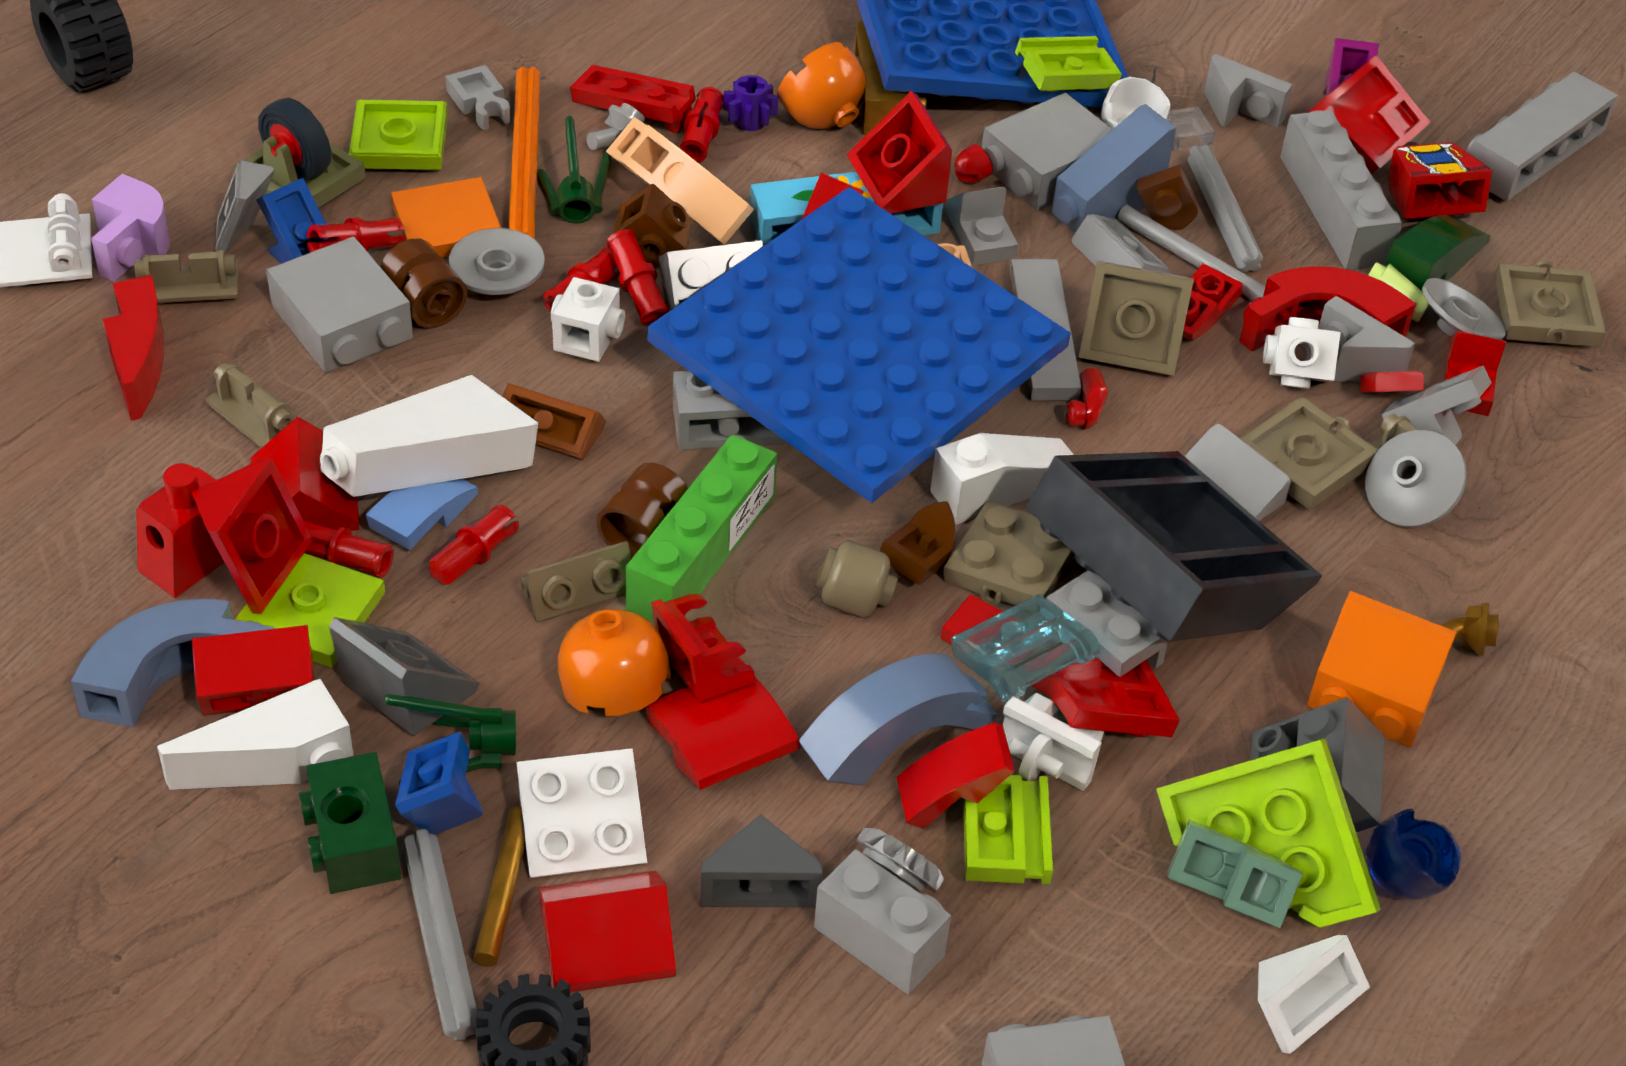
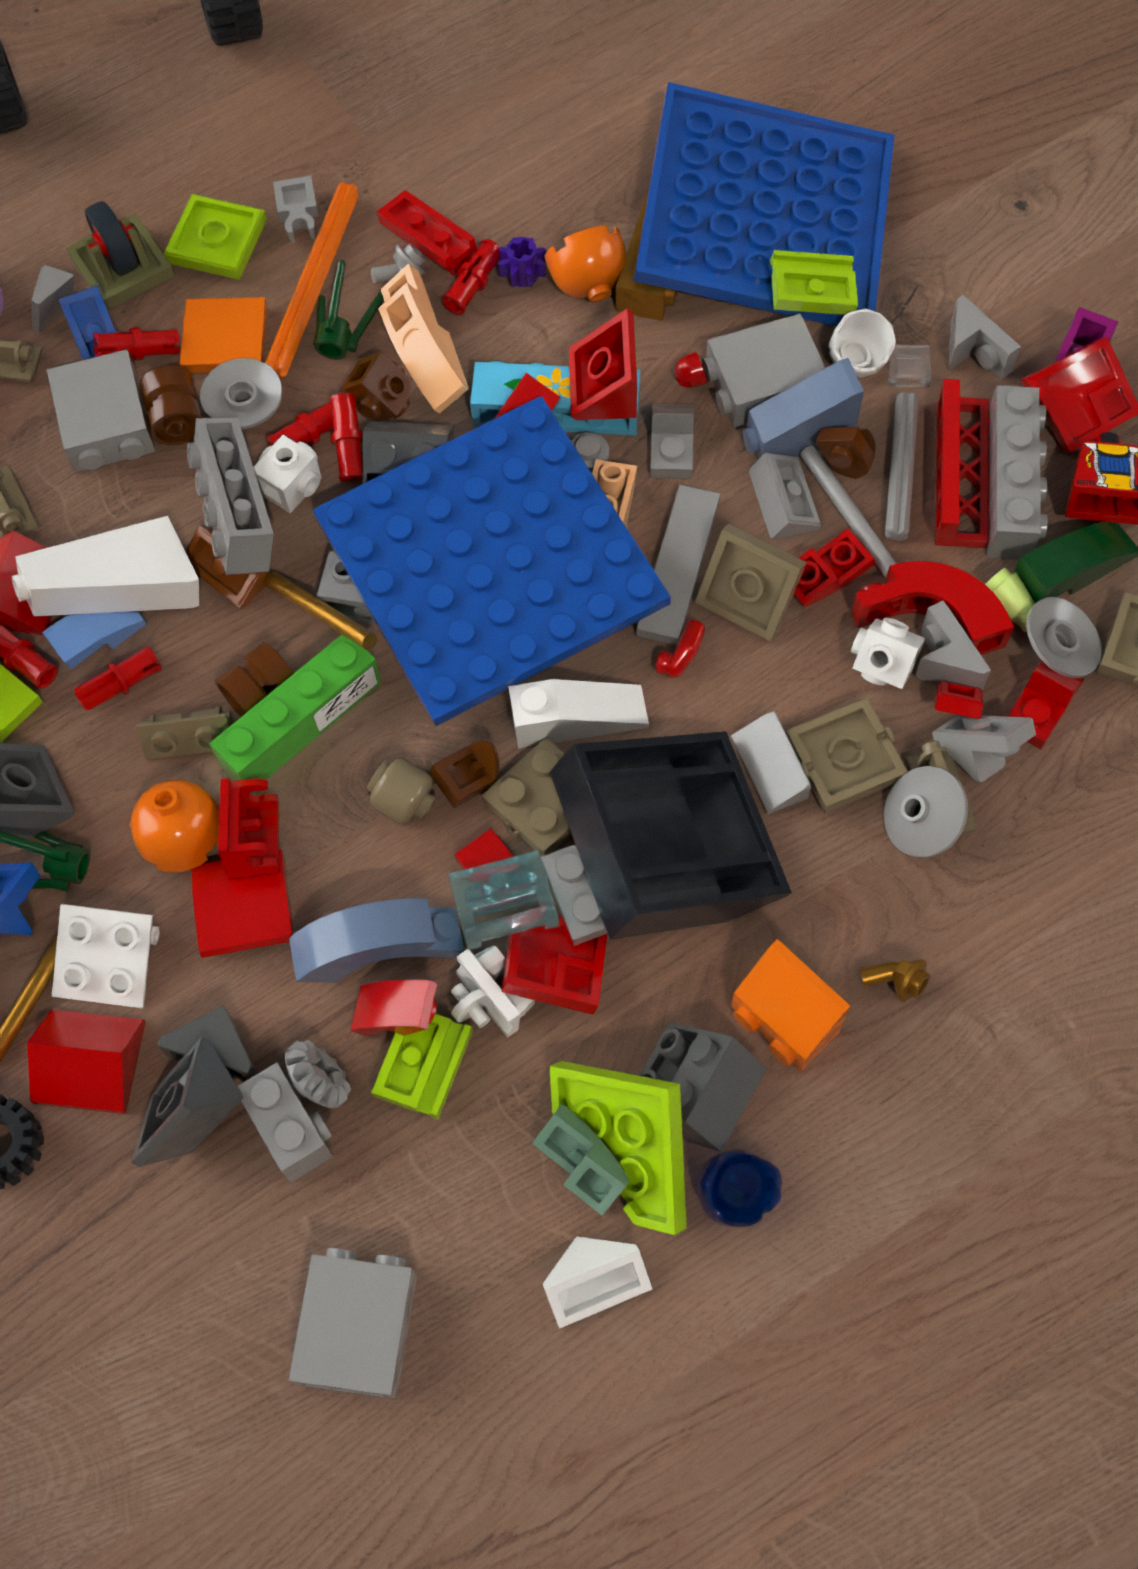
camera: 25 degrees right, 20 degrees up
(542, 341) = (231, 496): none -> light grey brick
(691, 425) = (321, 611): none -> pearl gold bar
(764, 922) = (186, 1106): none -> dark grey slope
(1281, 199) = (951, 469): none -> red fence

